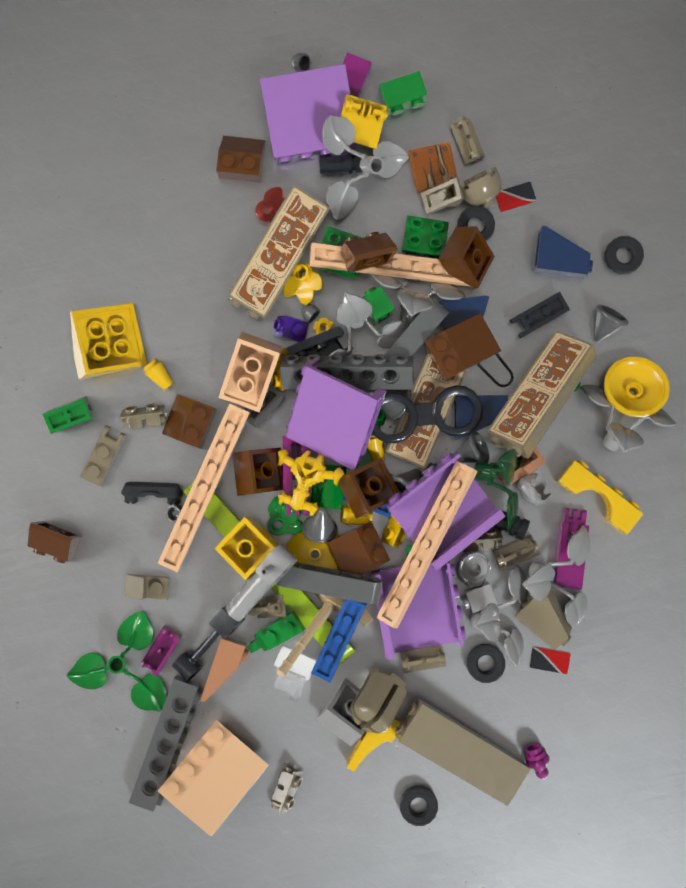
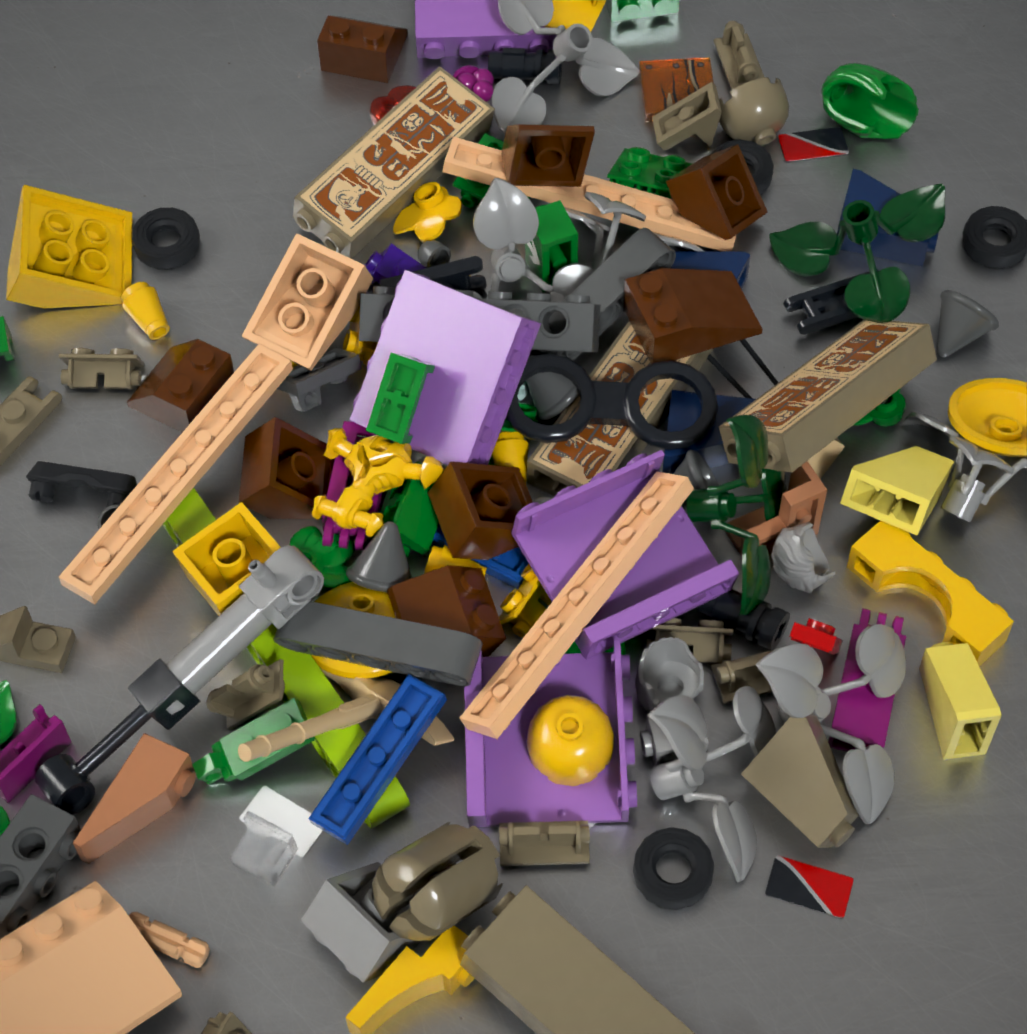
camera: 10 degrees right, 30 degrees down
(153, 307) = (172, 255): none -> black tyre
(253, 733) = (171, 941): none -> light nougat axle
(314, 186) = (477, 80): none -> magenta piece
(316, 439) = (398, 397): none -> green hinge
(429, 610) = (570, 740): none -> yellow cylinder
(546, 170) = (869, 101): none -> green hair
(546, 544) = (817, 636): none -> red plate
(561, 316) = (875, 295): none -> dark green plant
(584, 443) = (898, 487): none -> light yellow slope
(617, 558) = (959, 700): none -> light yellow slope

